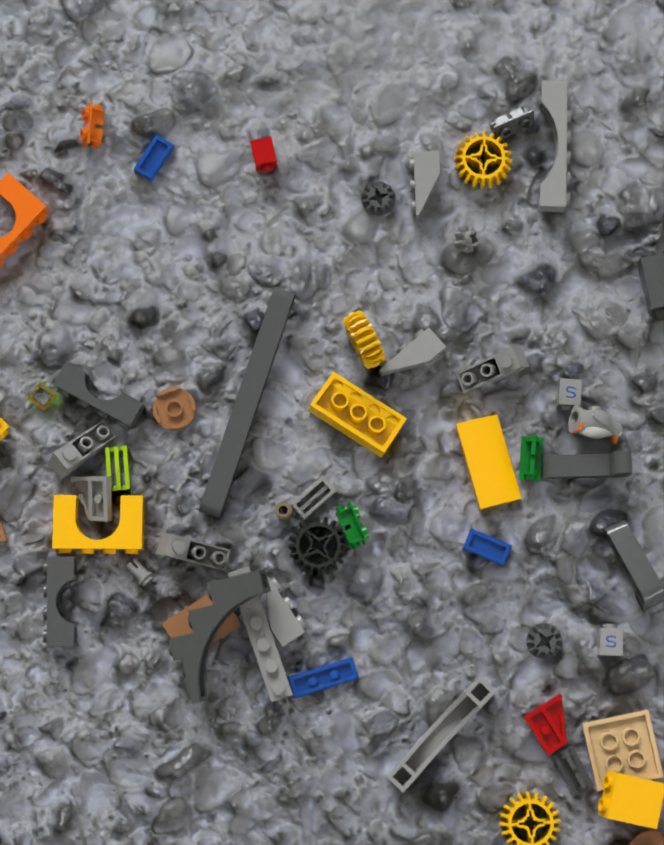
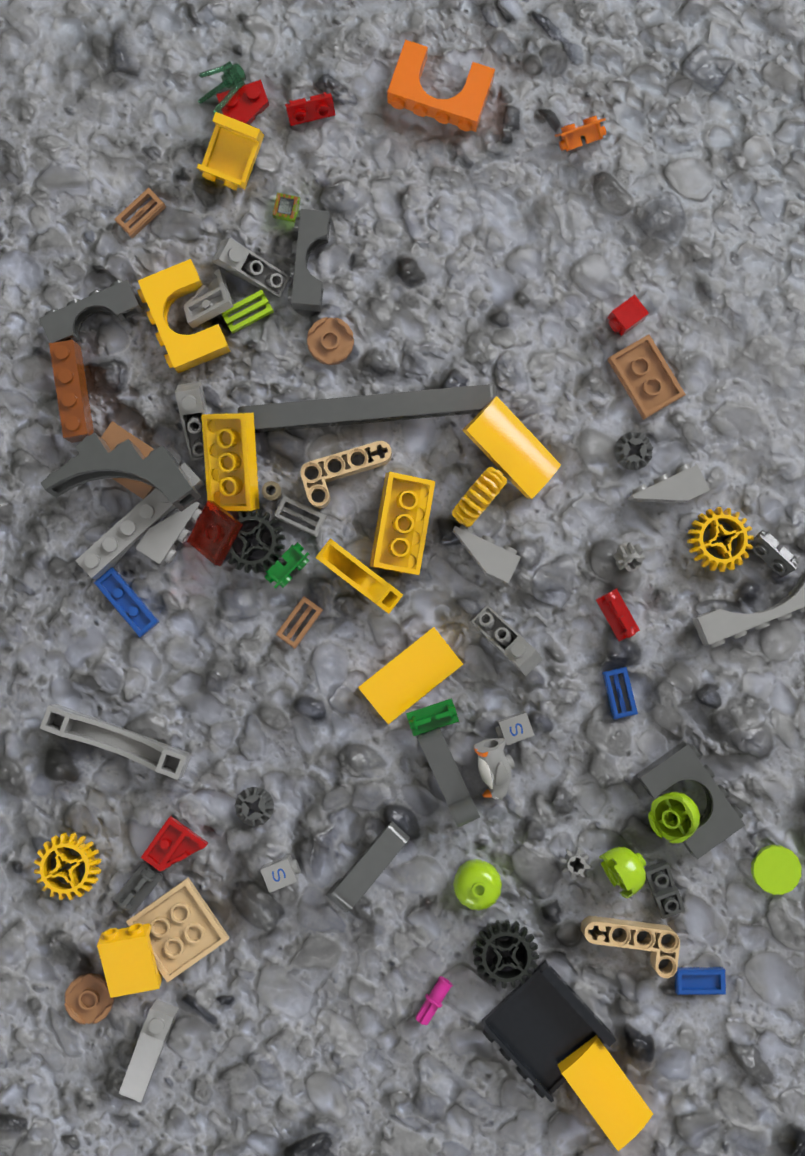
camera: 65 degrees right, 5 degrees up
(121, 646) = (71, 390): none -> dark orange brick
(141, 574) = (152, 379): light grey pin -> none
(154, 158) = (575, 209): blue tile -> none
(243, 535) = (231, 460): none -> yellow slope
(289, 439) = (347, 468): none -> tan beam
(298, 574) = (214, 533): none -> clear red tile
(321, 161) = (646, 376): none -> medium nougat tile
(334, 295) = (512, 448): none -> yellow slope
(388, 467) = (359, 576): none -> yellow arch
(412, 552) = (287, 639): none -> medium nougat tile
(487, 547) = (324, 710): blue tile -> none
(510, 269) = (617, 615): none -> red hinge
(556, 293) = (624, 713): none -> blue tile

